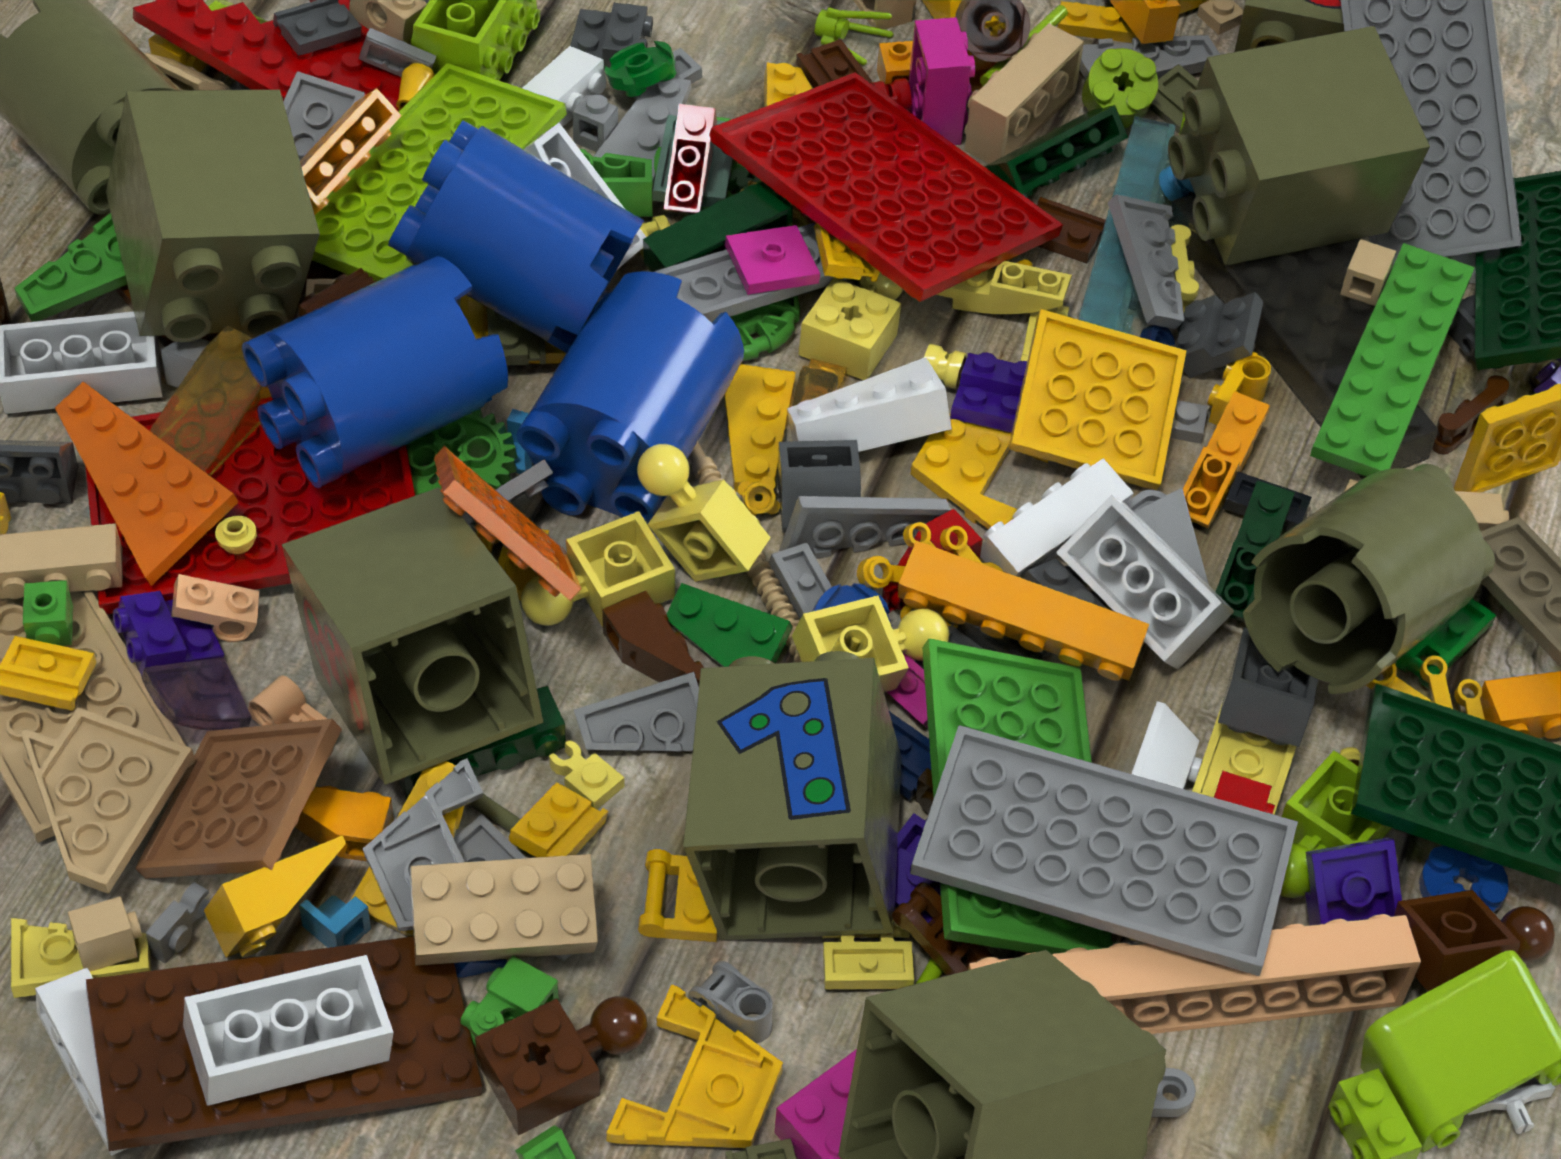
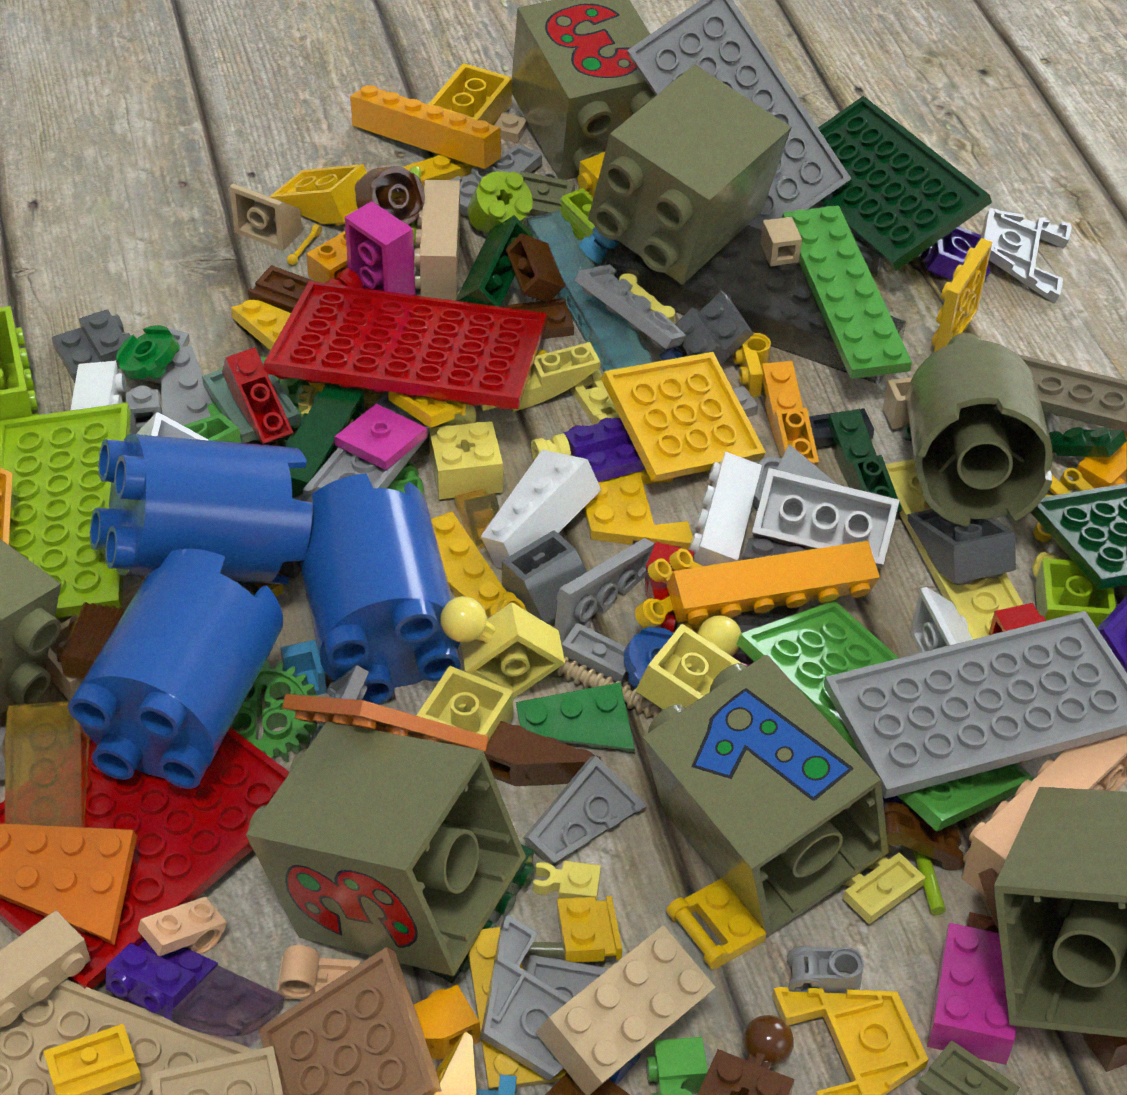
camera: 35 degrees left, 5 degrees down
(48, 612) = (54, 1015): bright green brick -> none
(236, 534) = (155, 870): light yellow plate -> none
(832, 25) = (255, 257): lime plant -> none
(873, 44) = (292, 259): none -> yellow hinge
(1089, 172) = (535, 268): none -> reddish brown brick
(1459, 426) = (907, 299): reddish brown plate -> none
(1516, 663) = (1087, 443): none -> dark green plate

